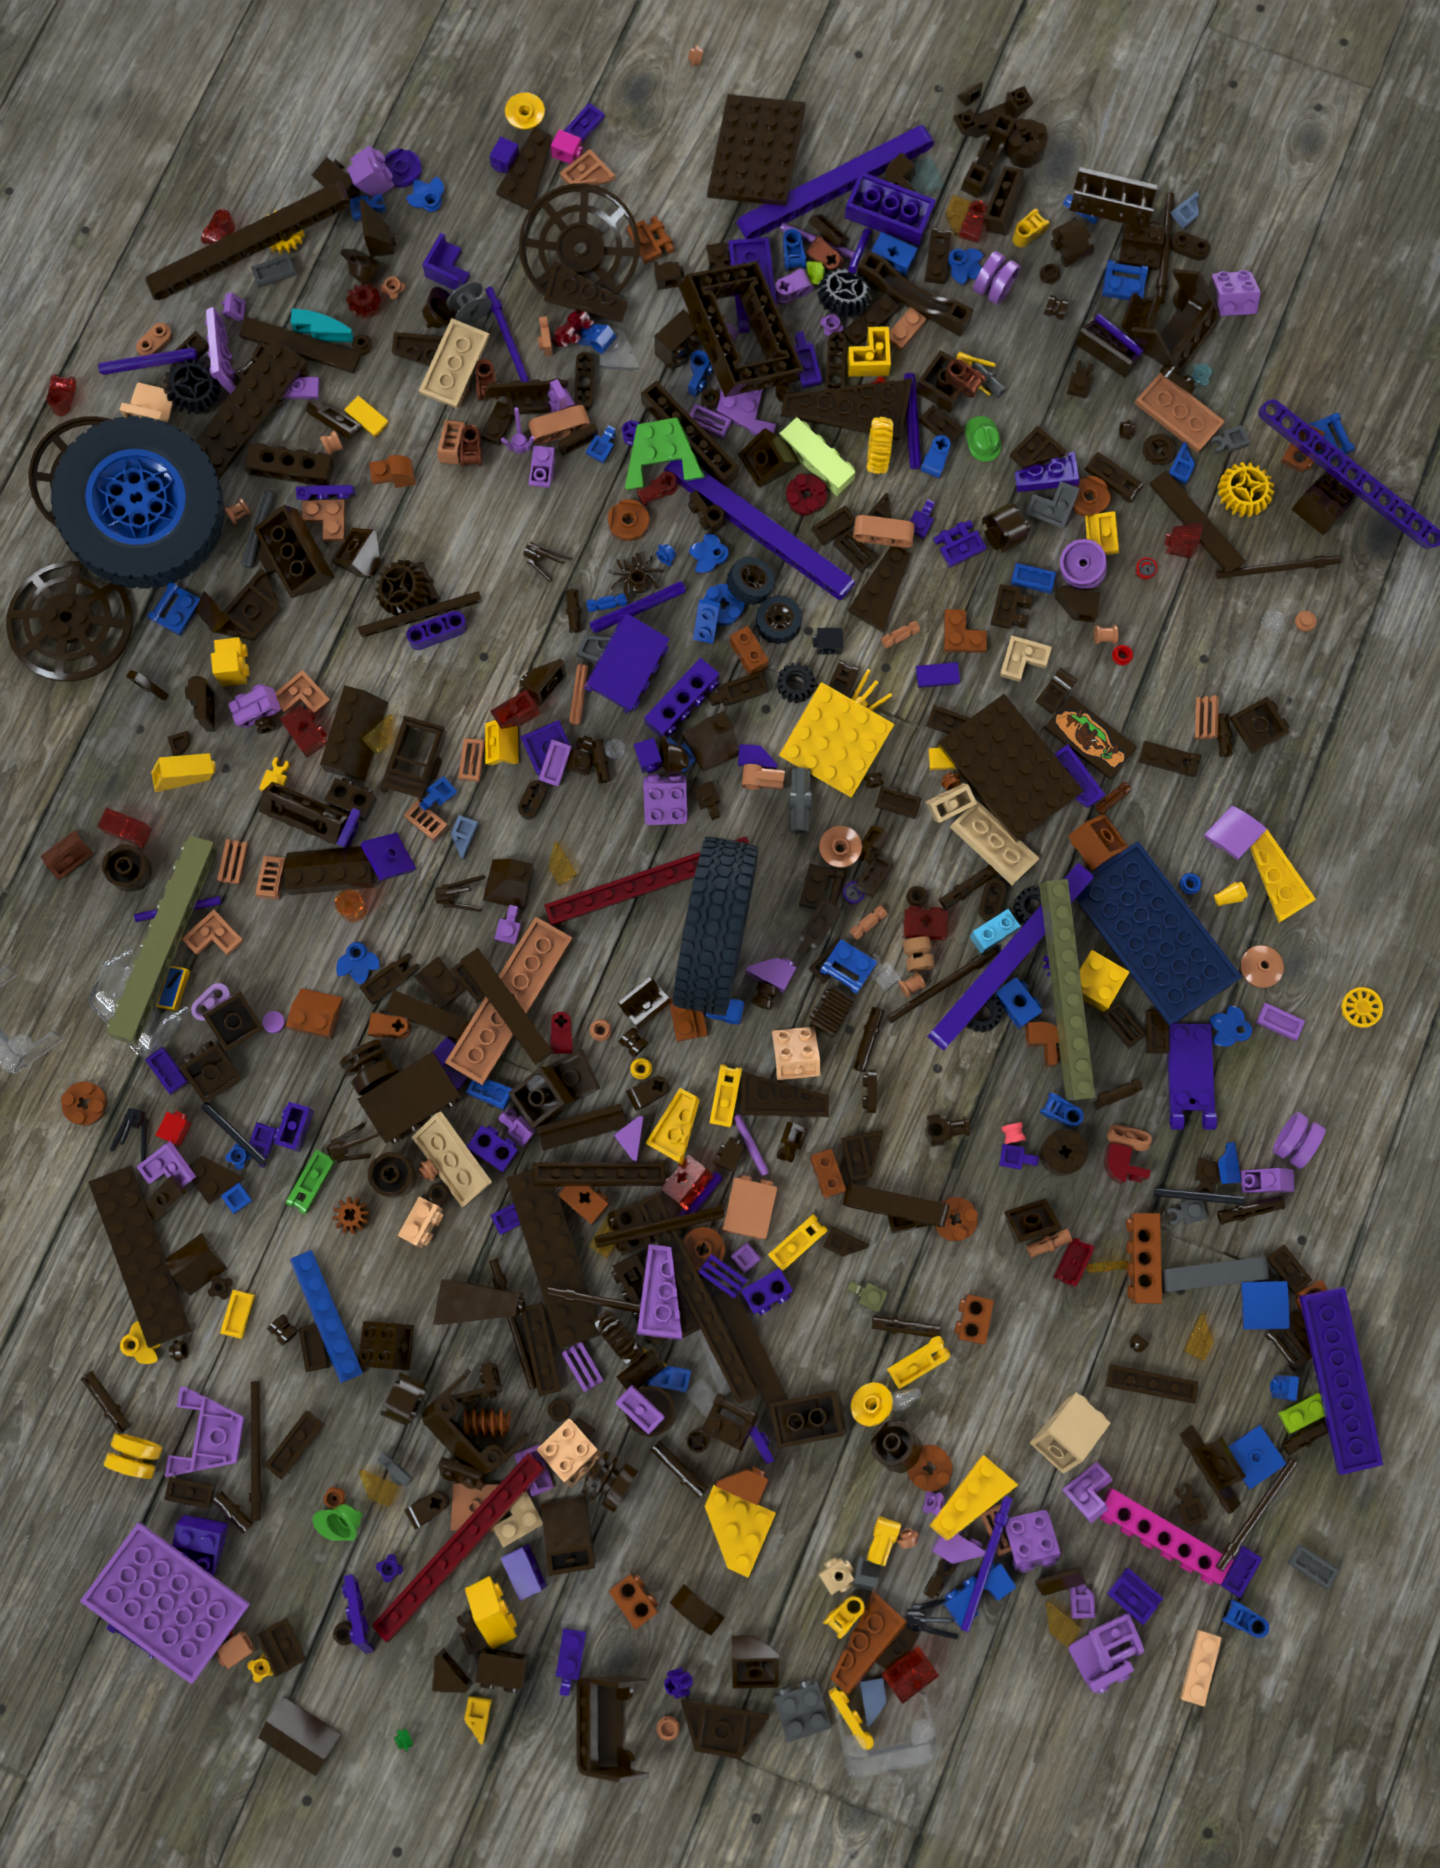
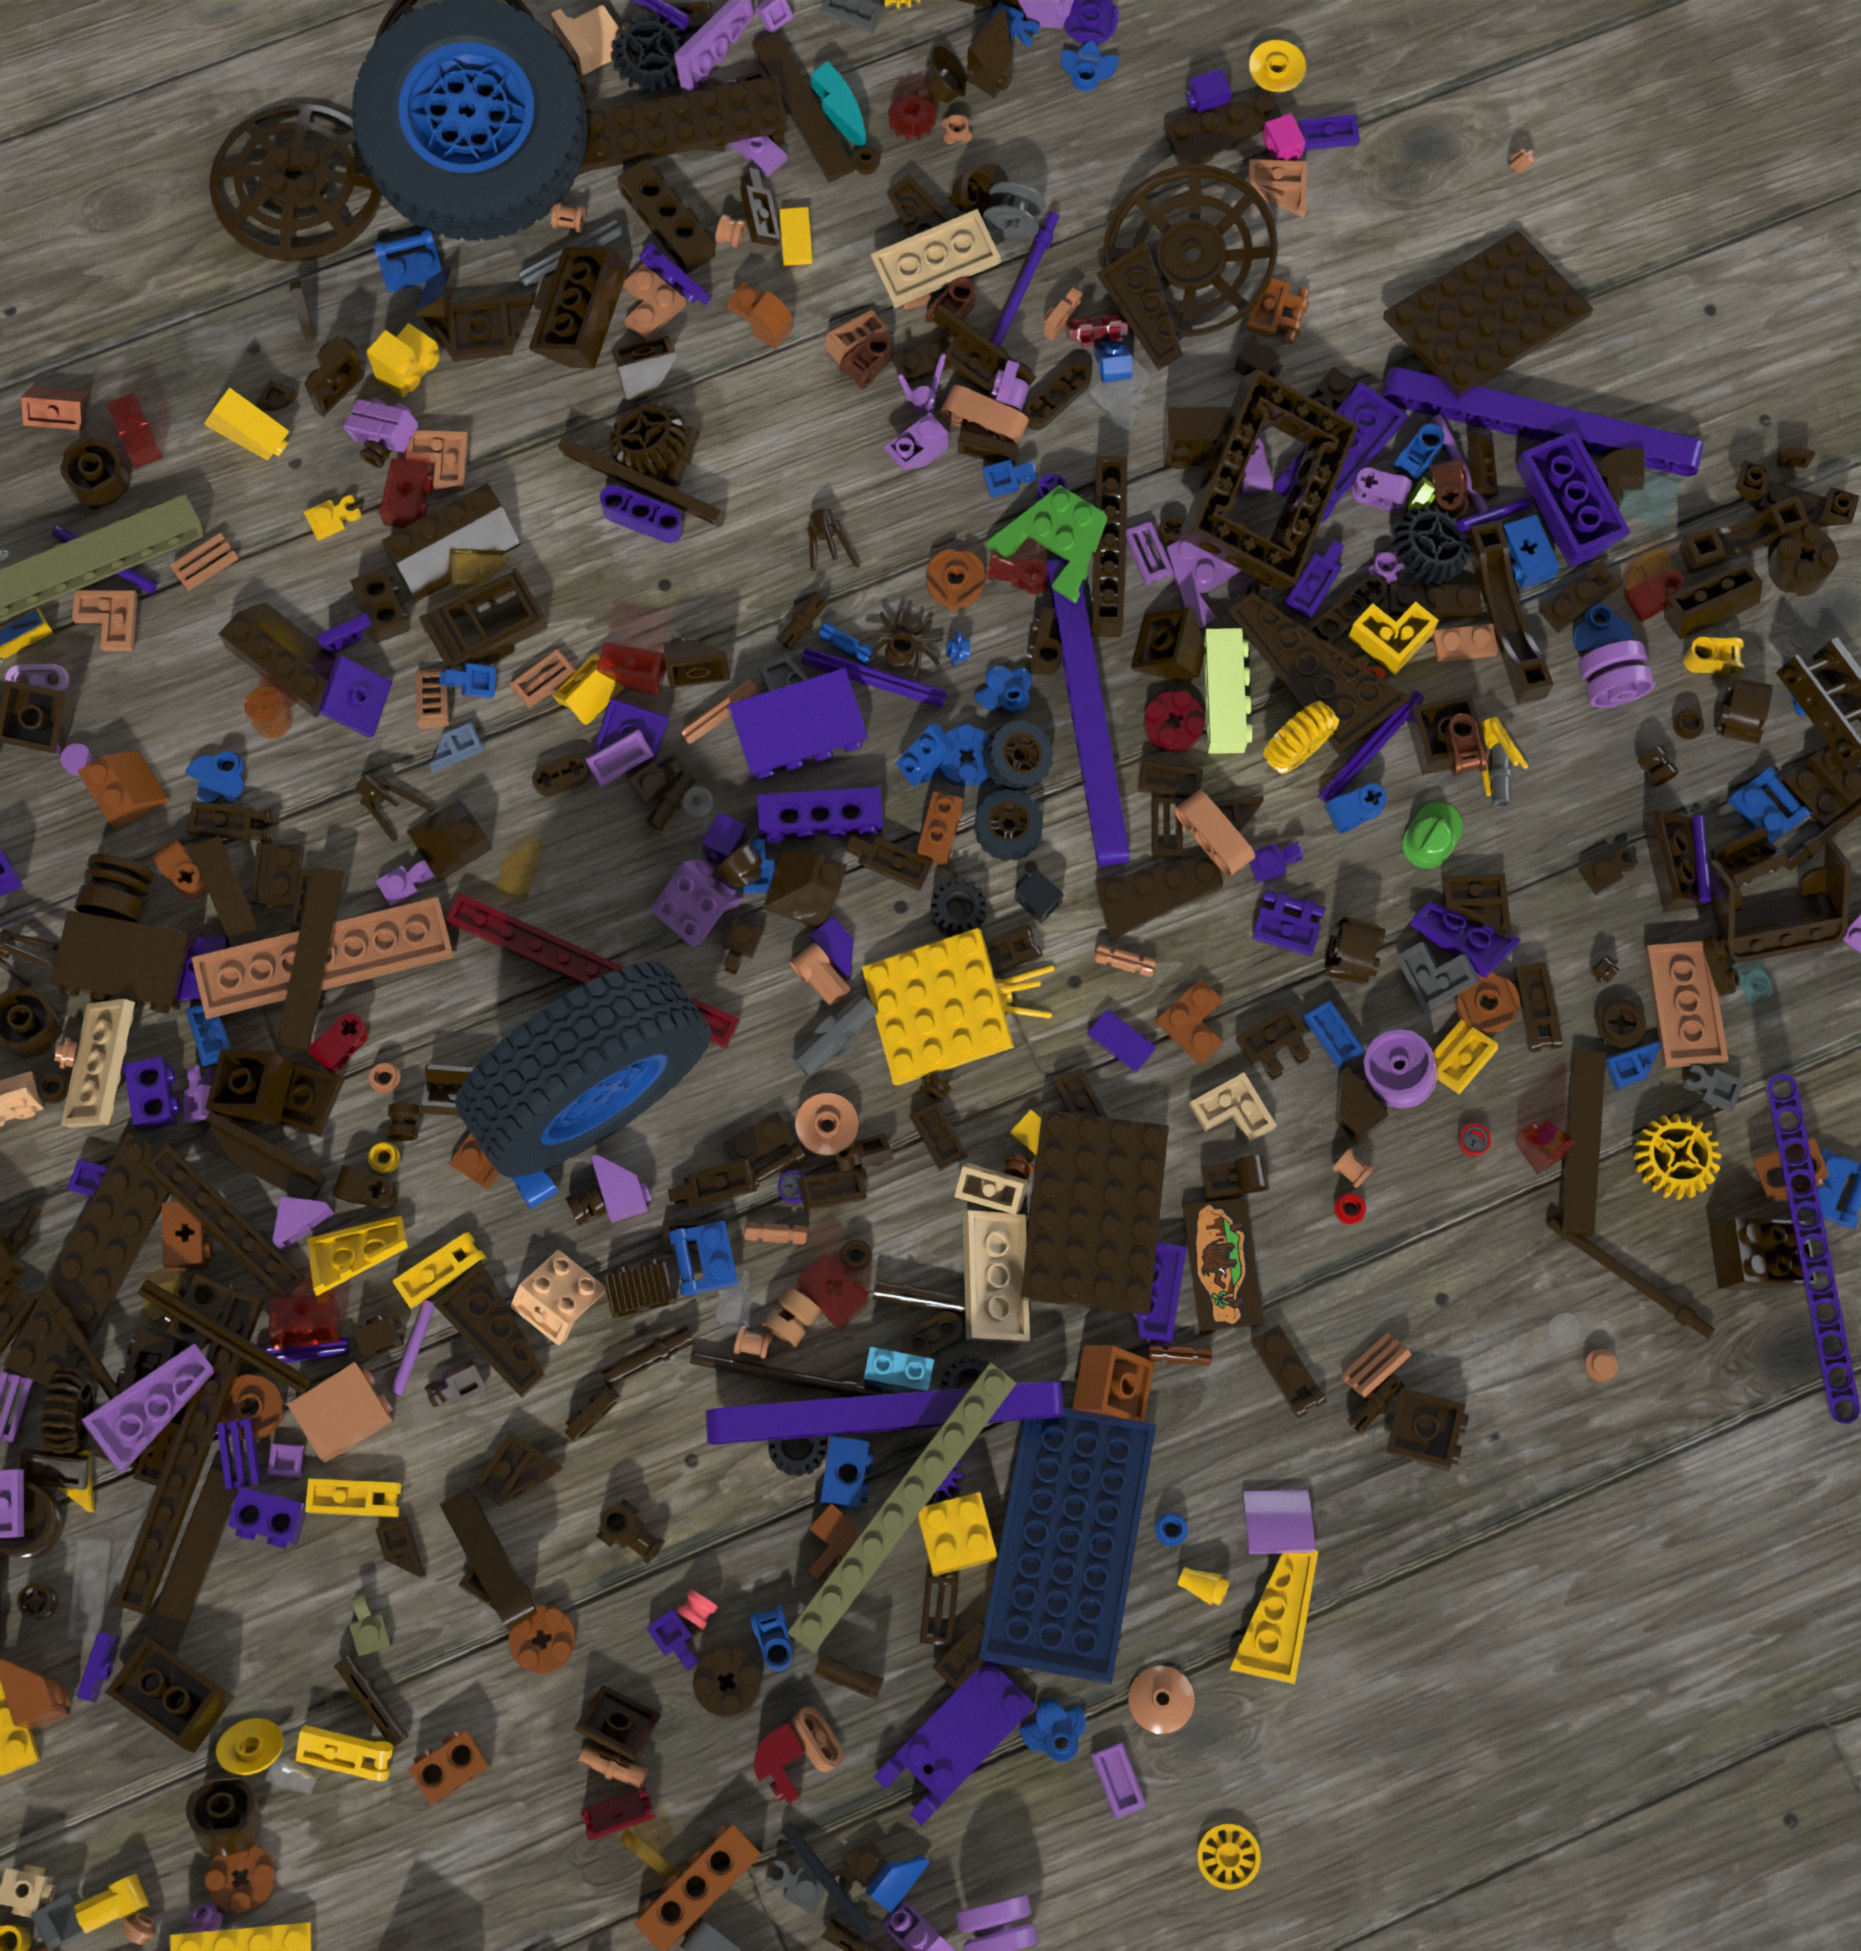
camera: 45 degrees right, 5 degrees down
(269, 894) = (209, 608): nougat slope -> none
(302, 812) = (317, 572): dark brown brick -> none
(440, 264) = (1030, 146): dark purple panel -> none
(671, 1378) = (78, 1509): blue tile -> none
(700, 372) = (1178, 498): blue plate -> none
(725, 1428) = (75, 1617): dark brown plate -> none
(827, 1174) = (456, 1455): dark orange brick -> none
(941, 424) = (1397, 778): dark brown plate -> none

